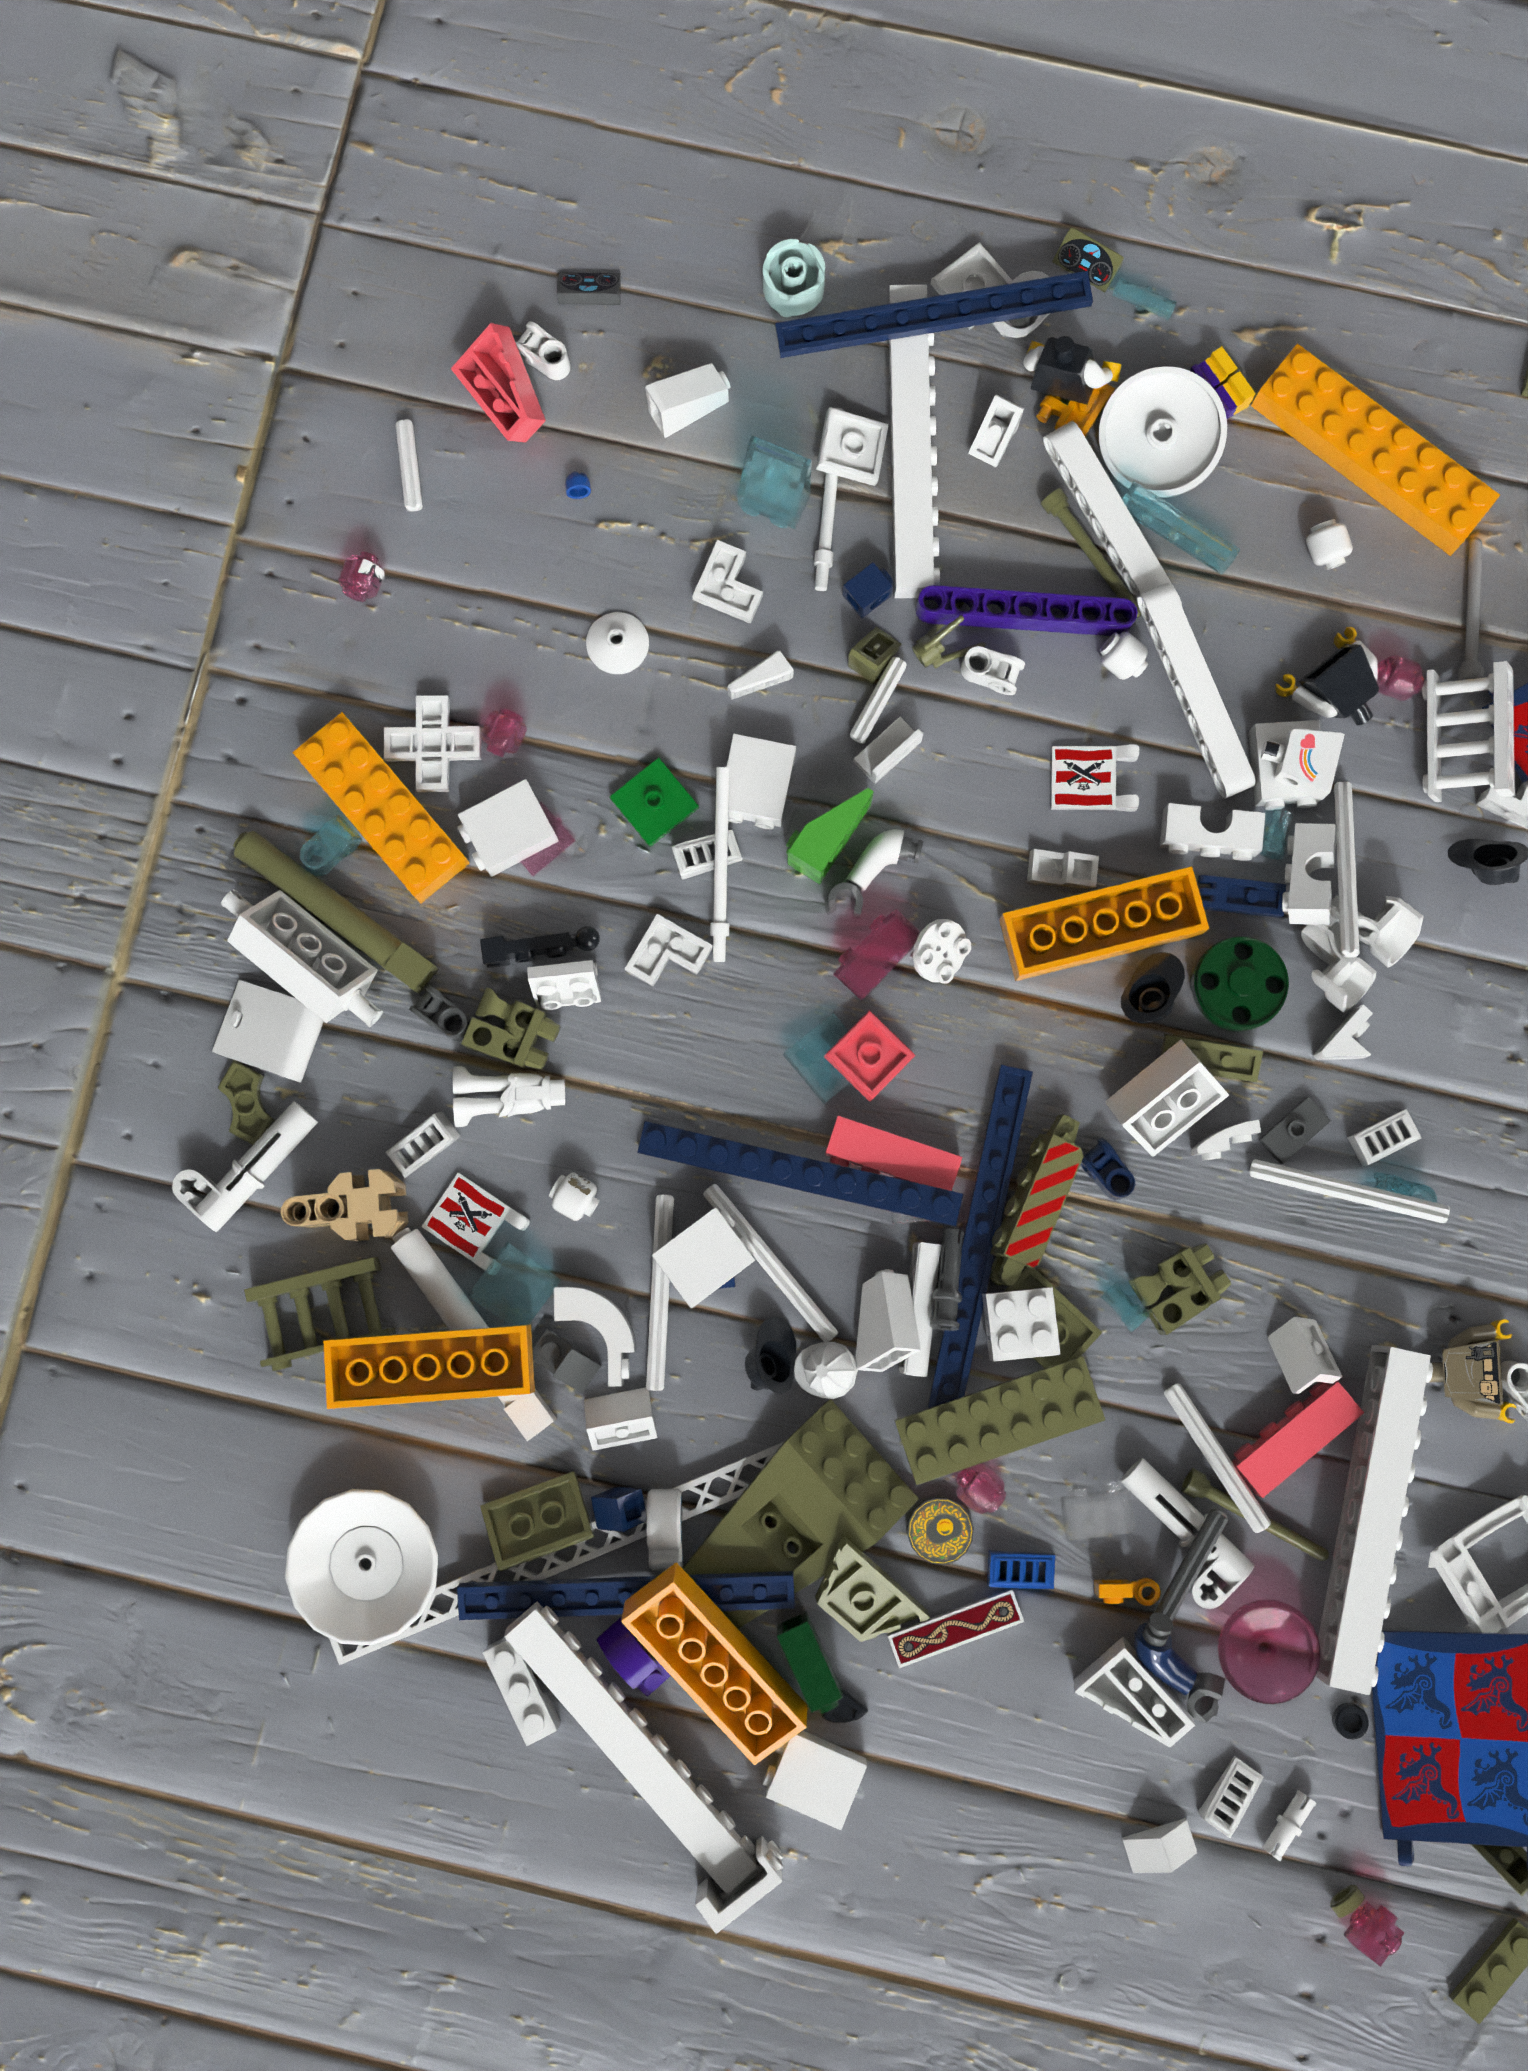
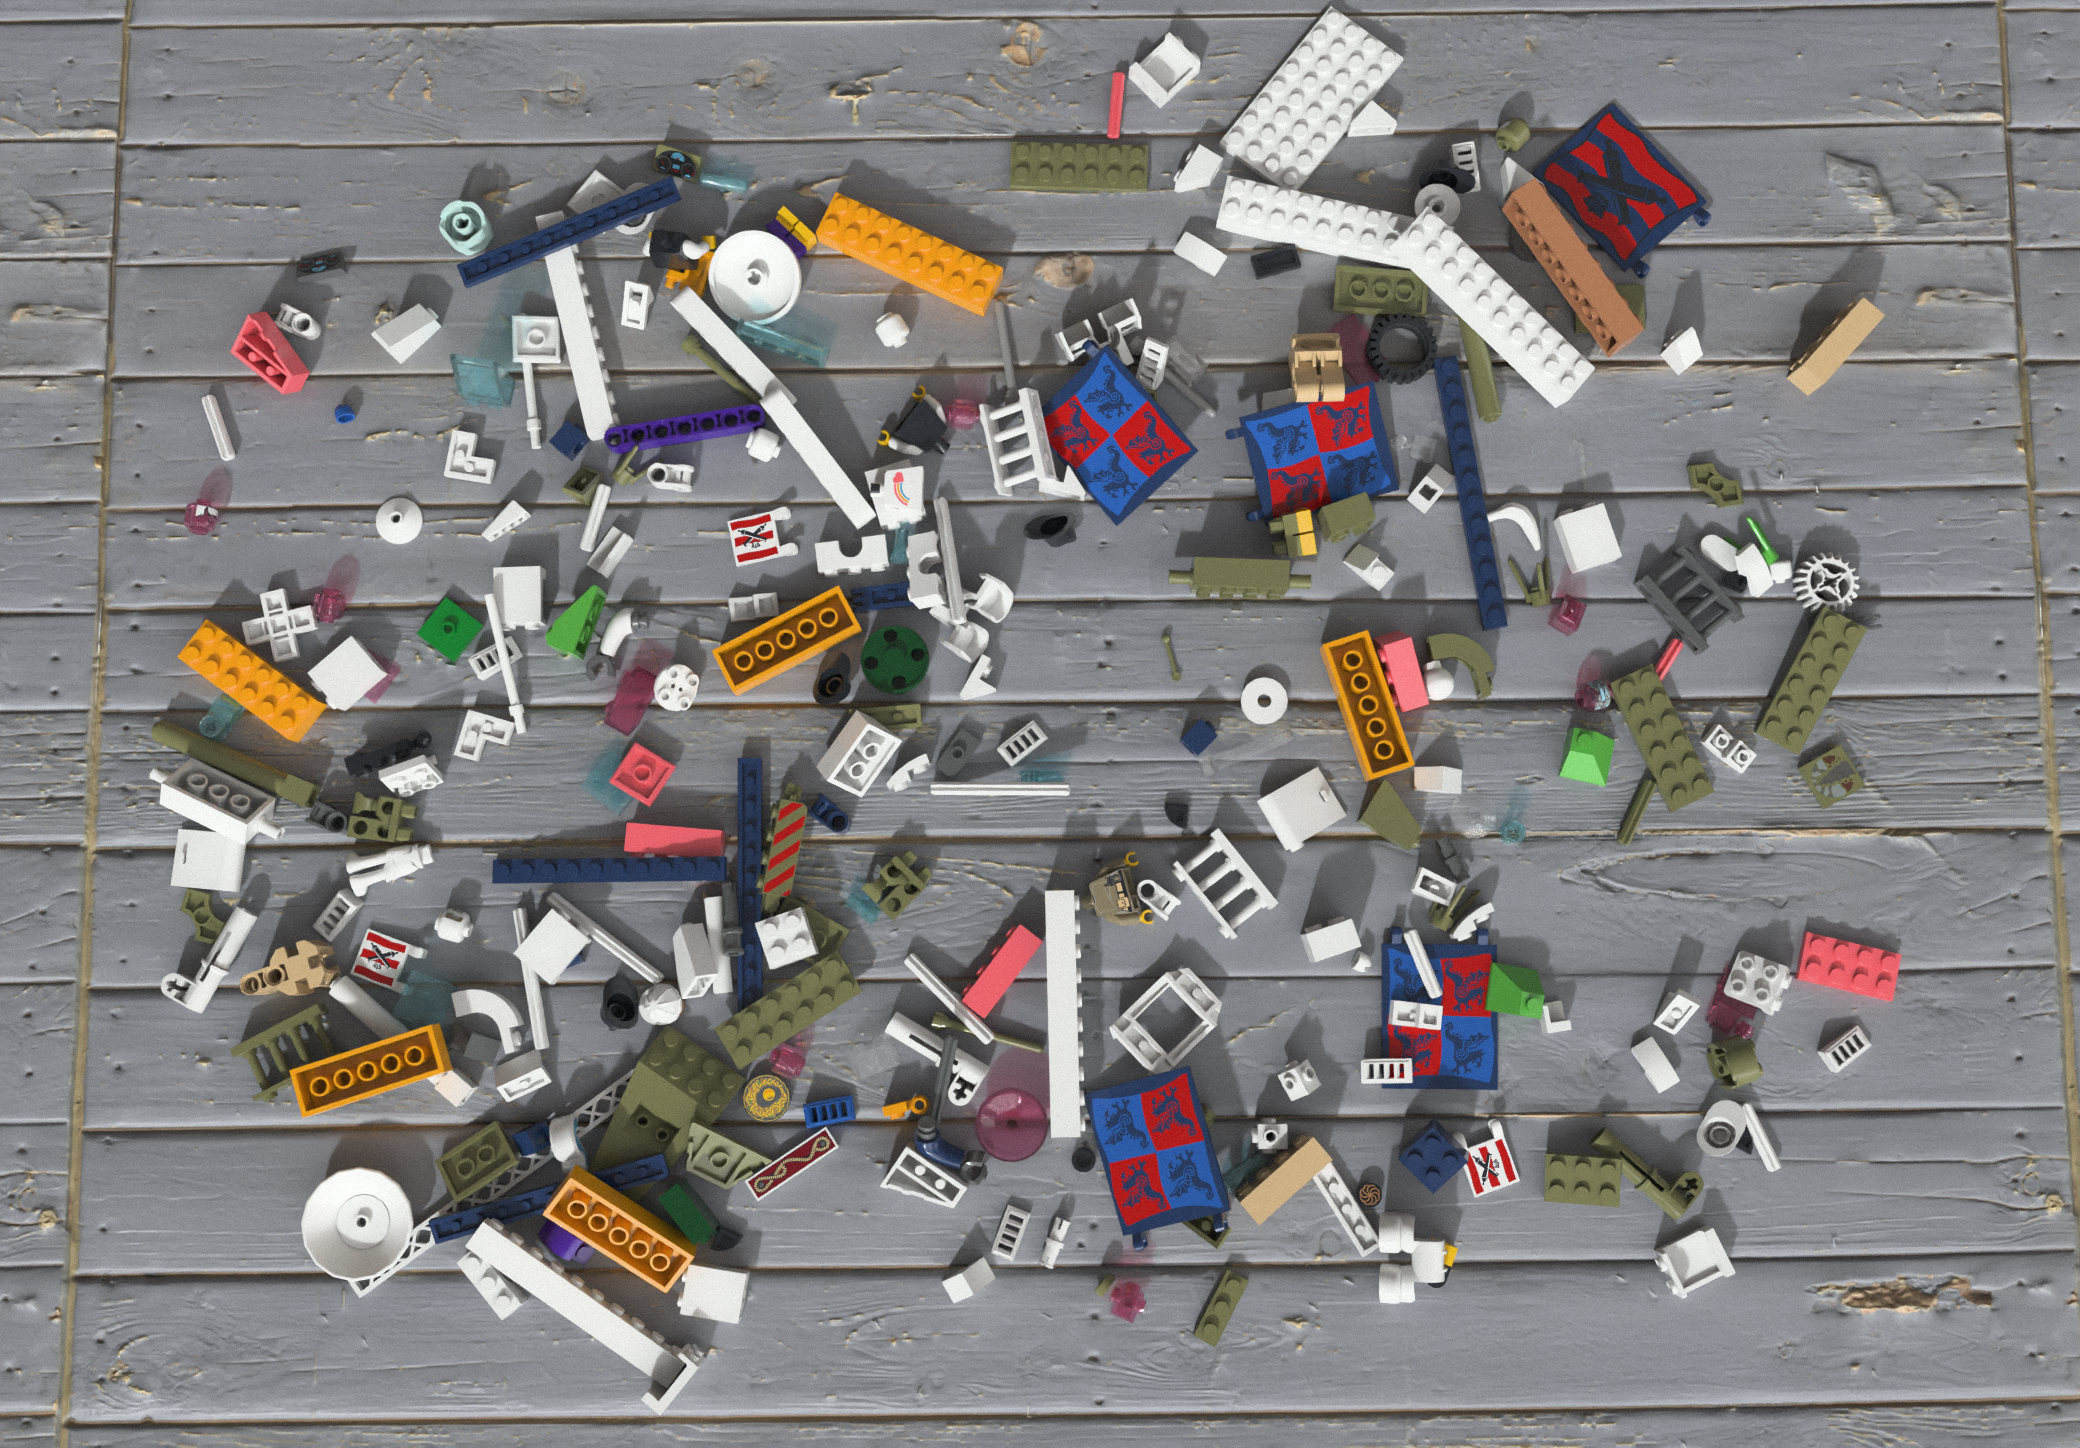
camera: 15 degrees left, 0 degrees up
(1303, 1354) = (993, 910): white panel -> none

